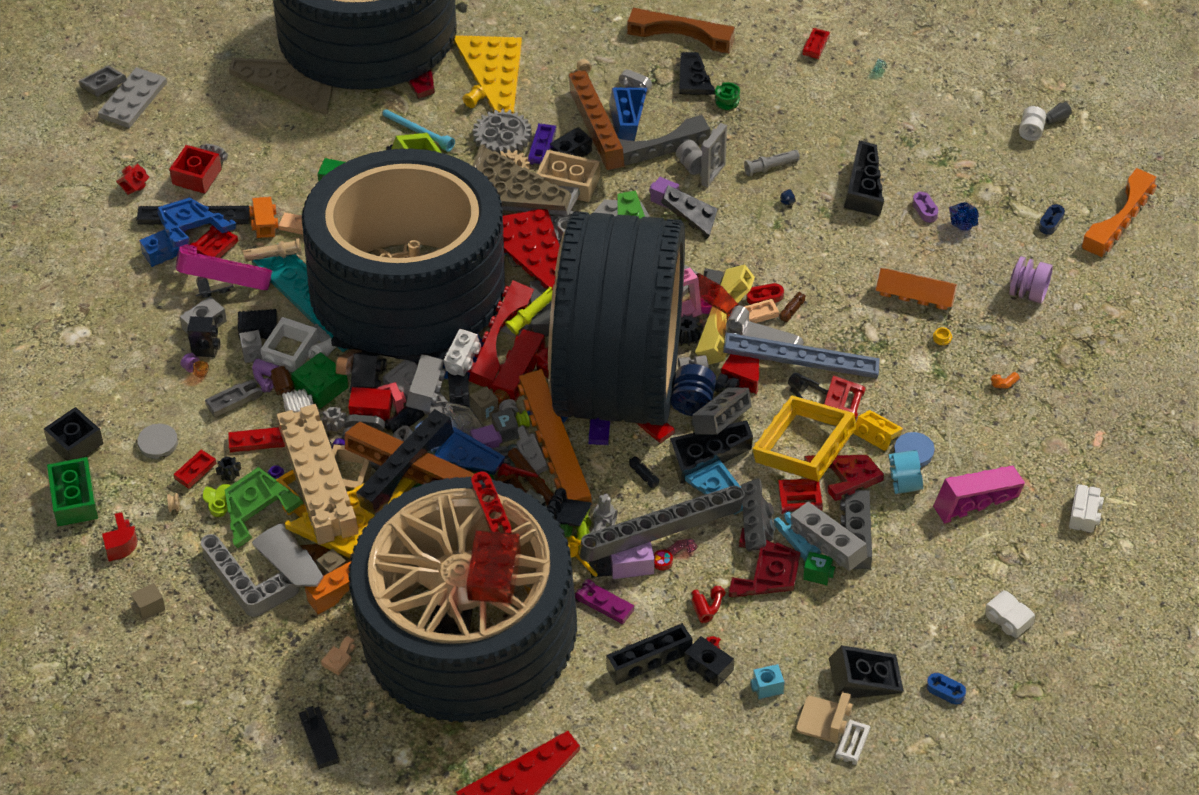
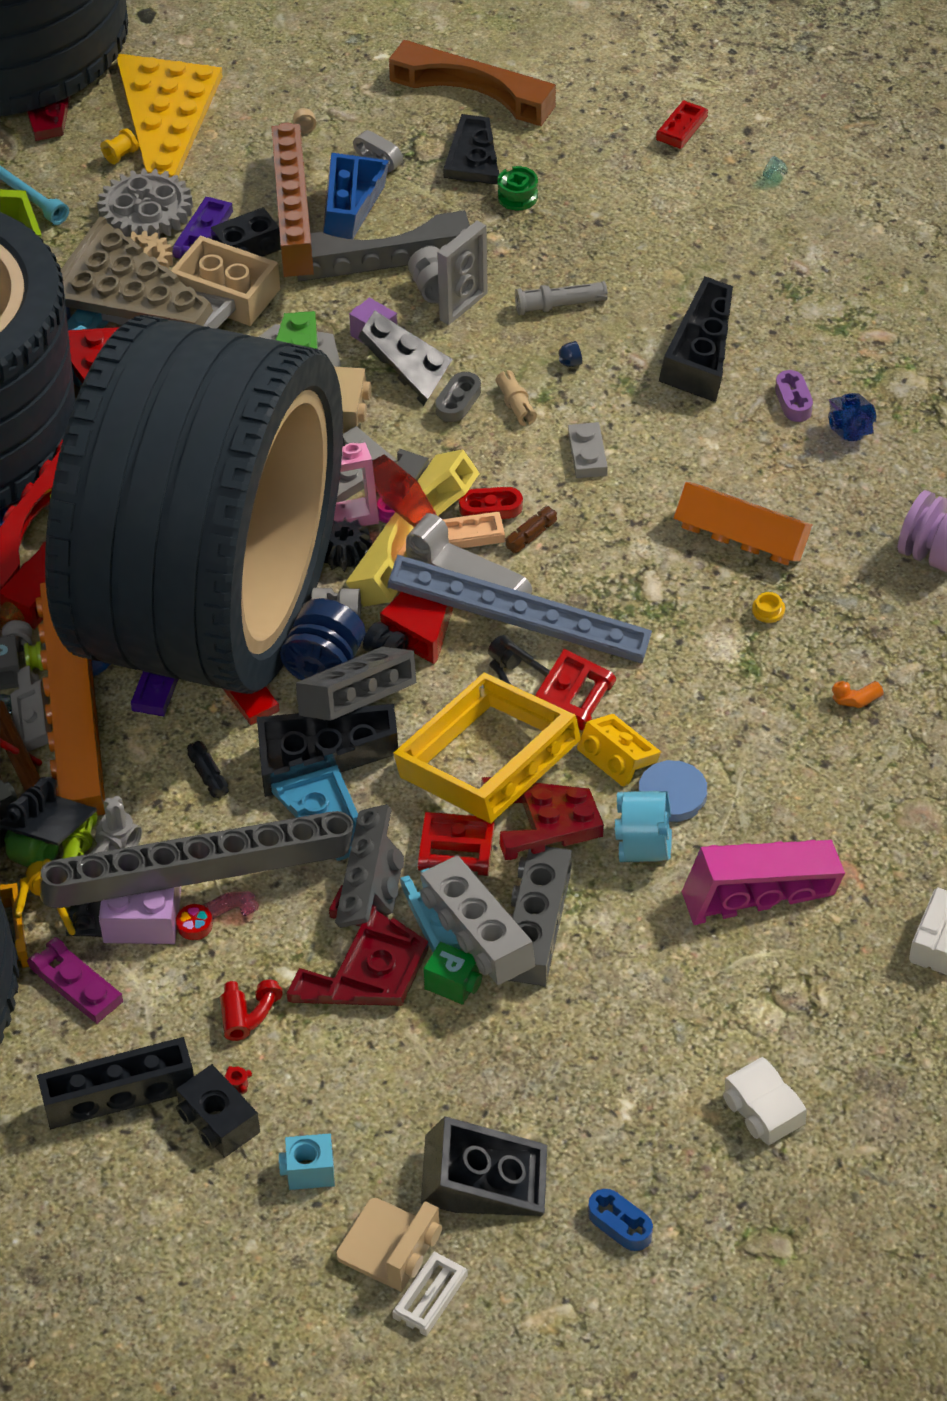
camera: 10 degrees right, 0 degrees up
(727, 231) = (458, 396): none -> dark grey plate
(762, 228) = (516, 398): none -> tan pin
(812, 255) = (587, 450): none -> light grey plate

